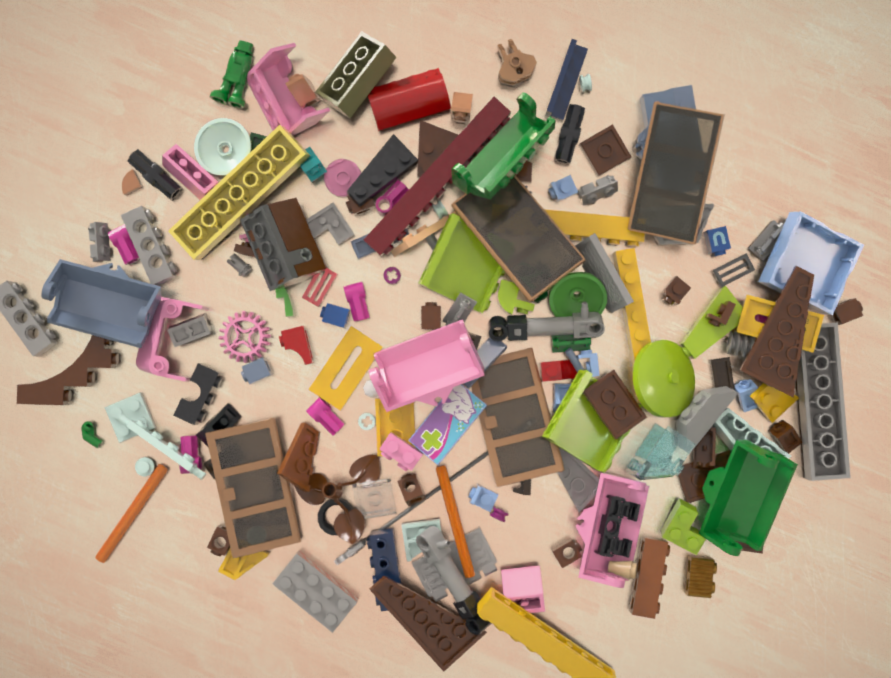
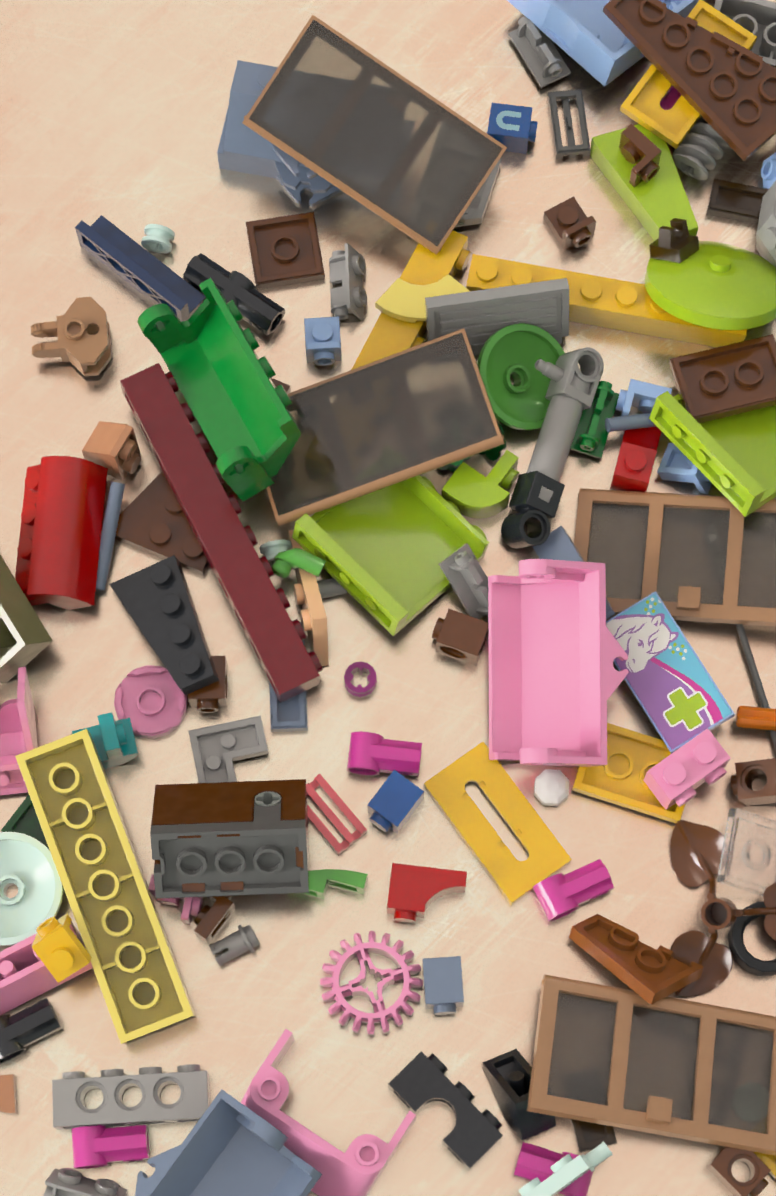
camera: 70 degrees left, 15 degrees down
(189, 330) = (319, 1080): light grey hinge -> none
(198, 184) = (60, 948): none -> yellow bracket
(370, 426) = (620, 819): light aqua bush -> none
(391, 197) = (223, 626): dark pink piece -> none
(418, 122) = (109, 532): none -> sand blue bar
(436, 222) = (295, 559): none -> bright green arm
(595, 223) = (407, 300): none -> light yellow tile
(678, 349) = (674, 242): none -> dark brown tile

